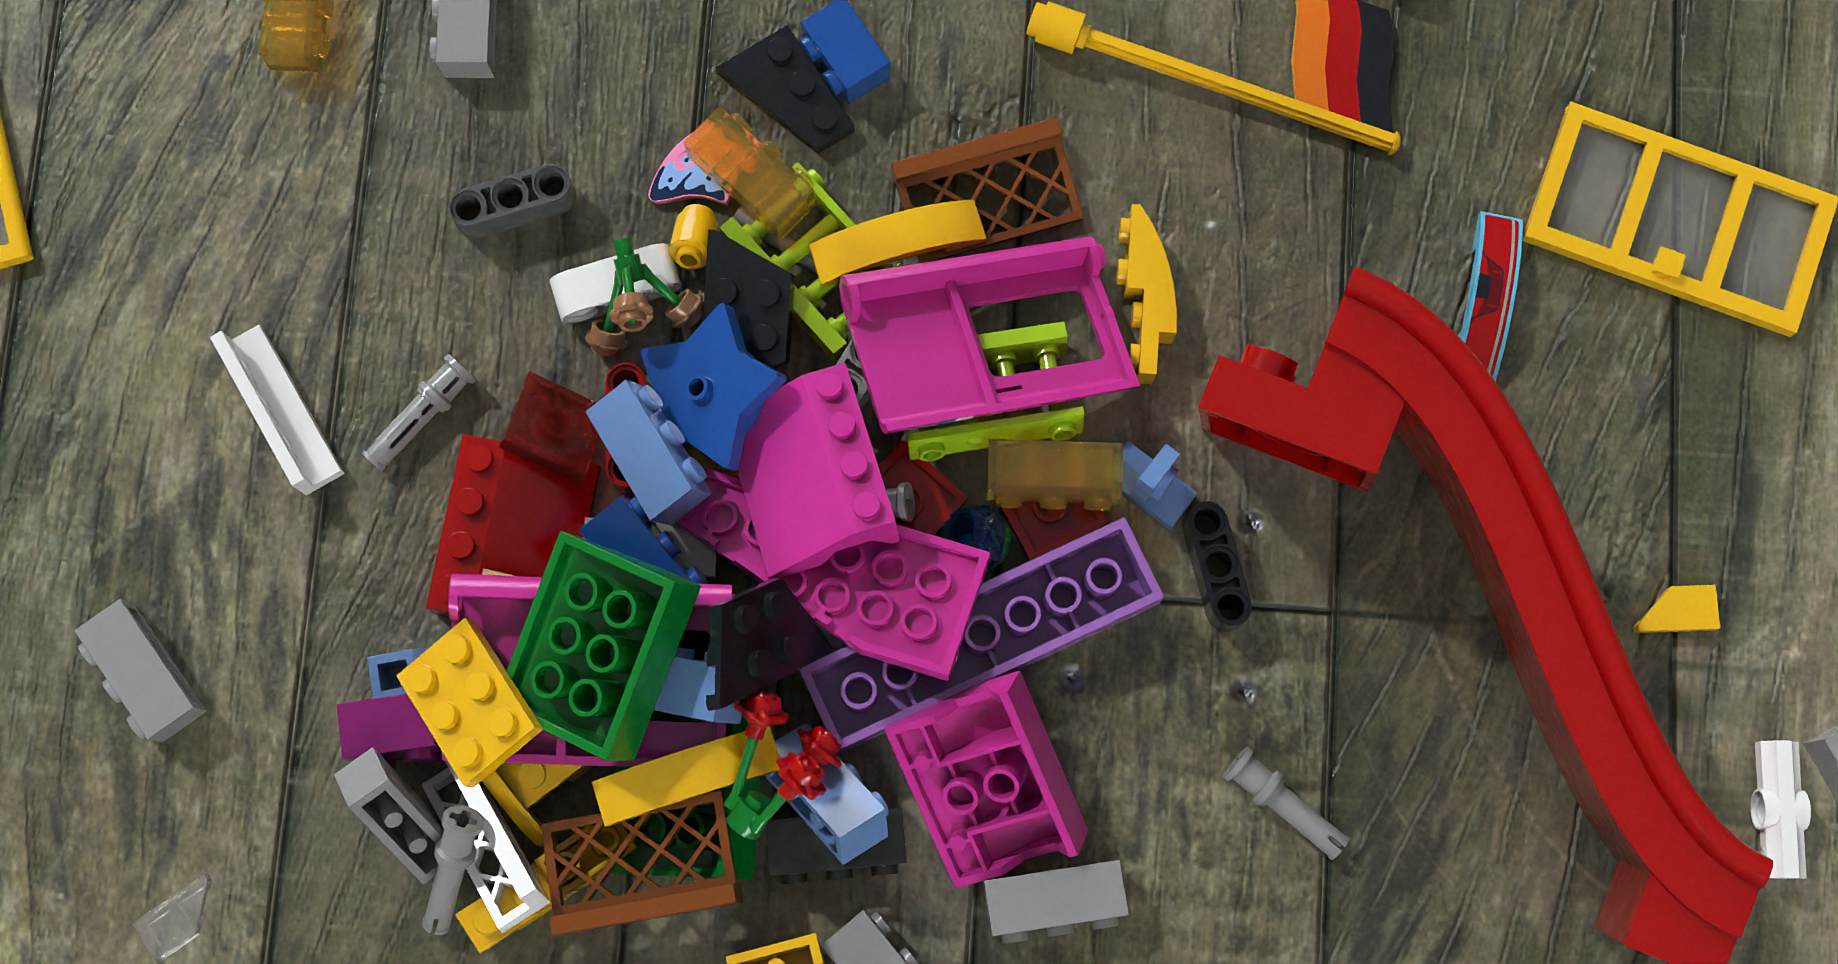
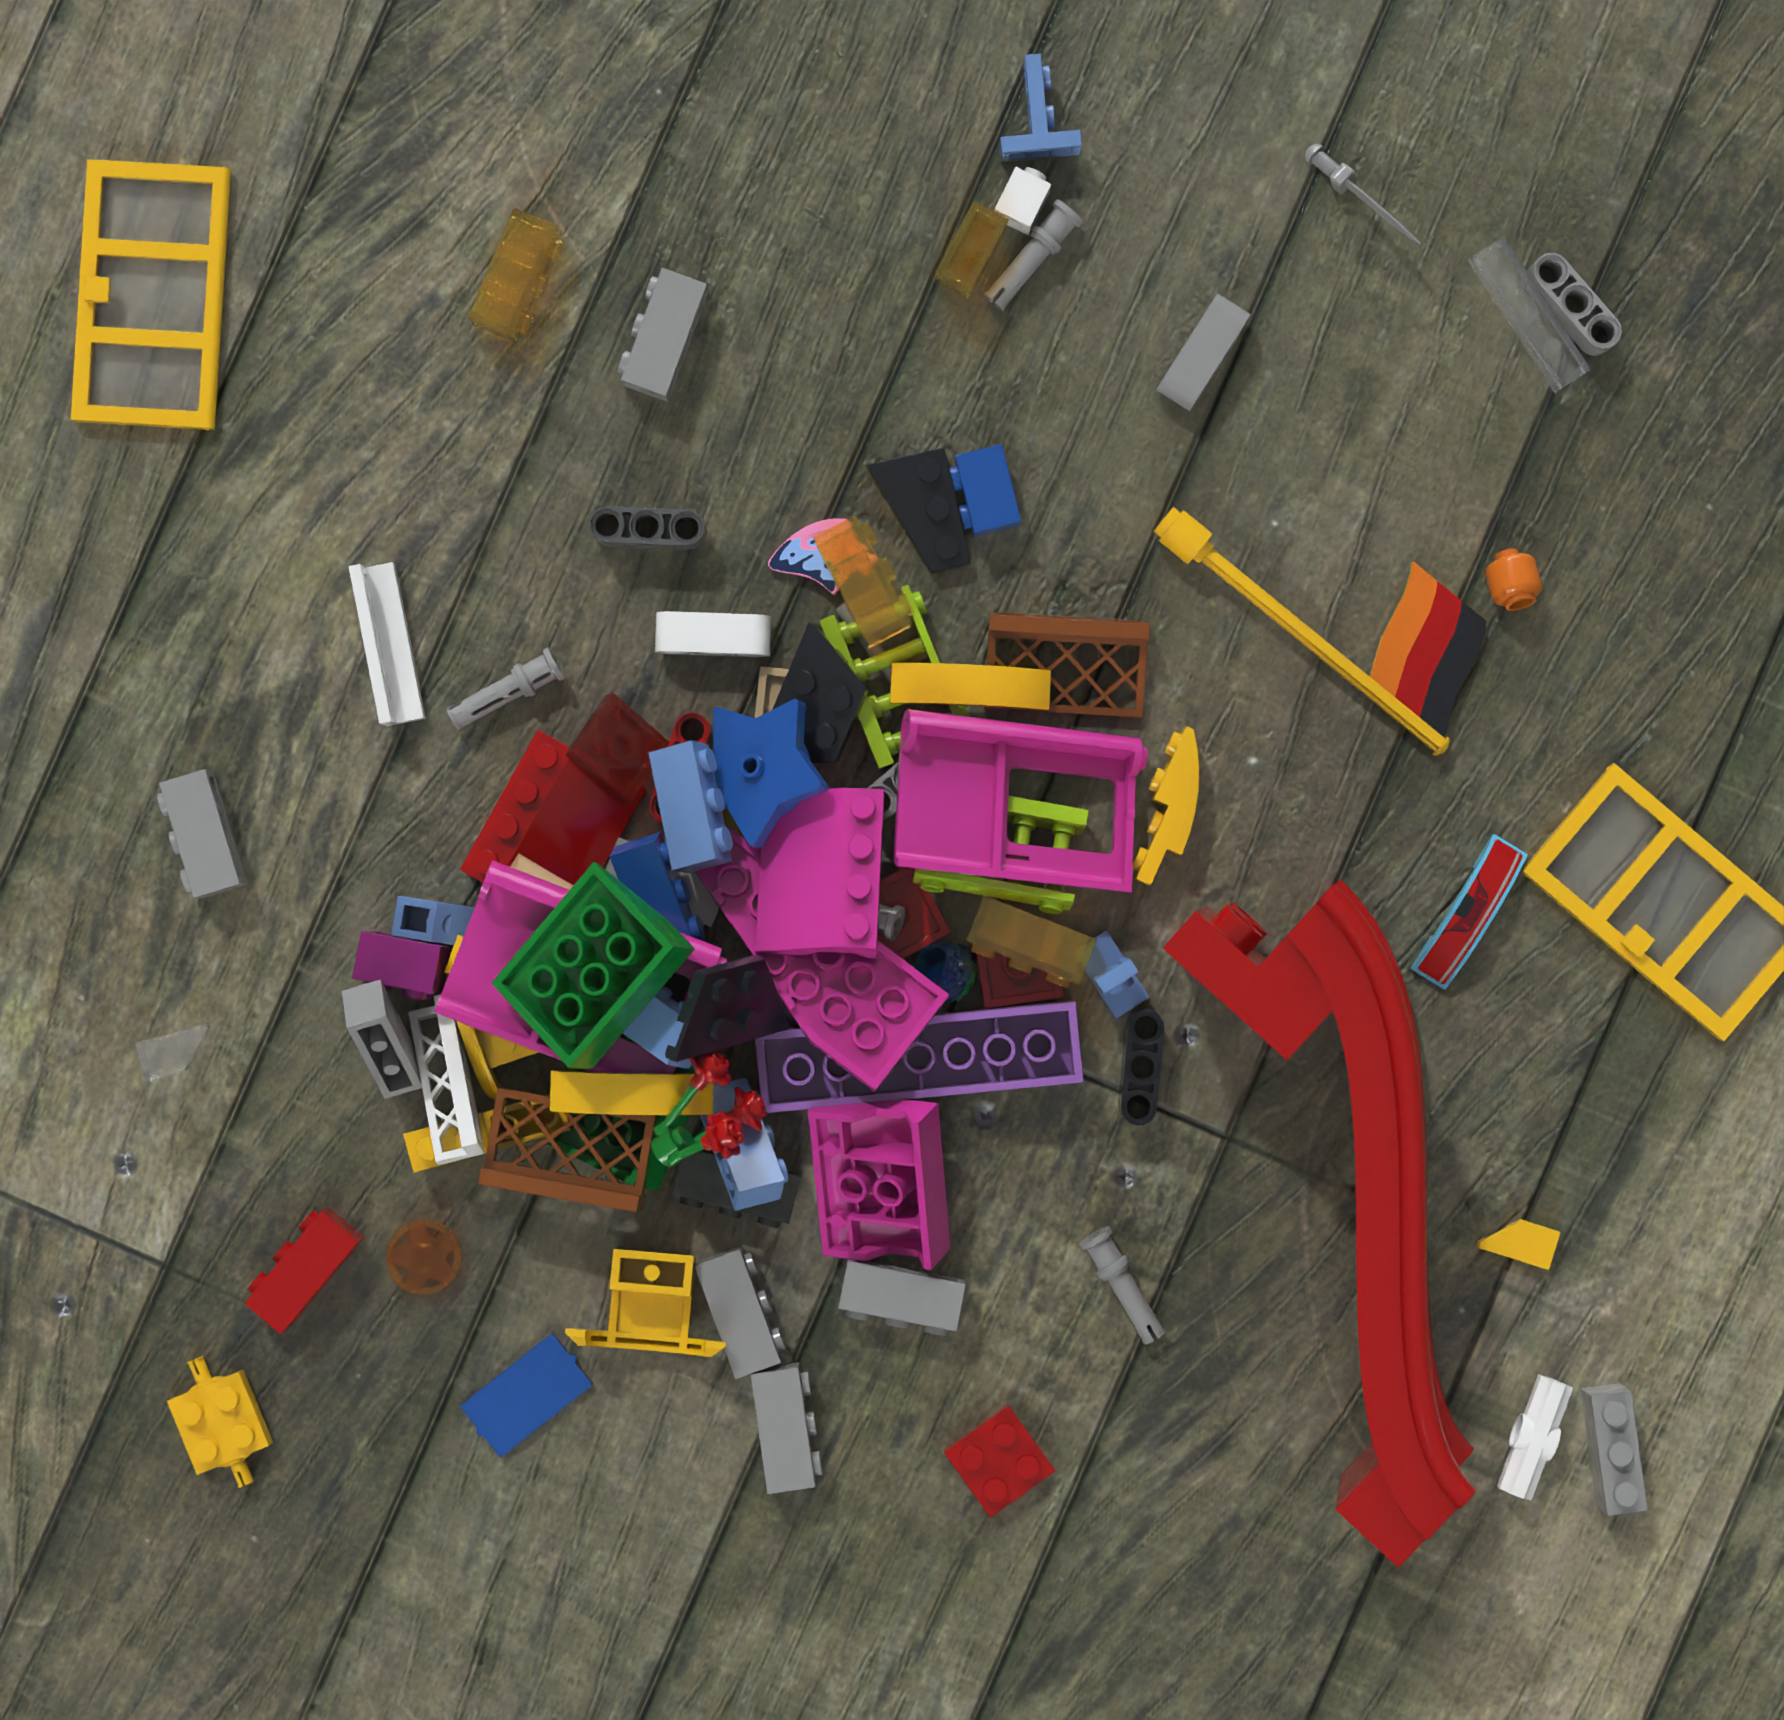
camera: 20 degrees right, 10 degrees up
(453, 854) = (418, 1087): light grey pin -> none
(469, 703) = (471, 974): yellow plate -> none
(632, 309) = (717, 679): medium nougat plant -> none
(690, 236) = (793, 617): yellow brick -> none

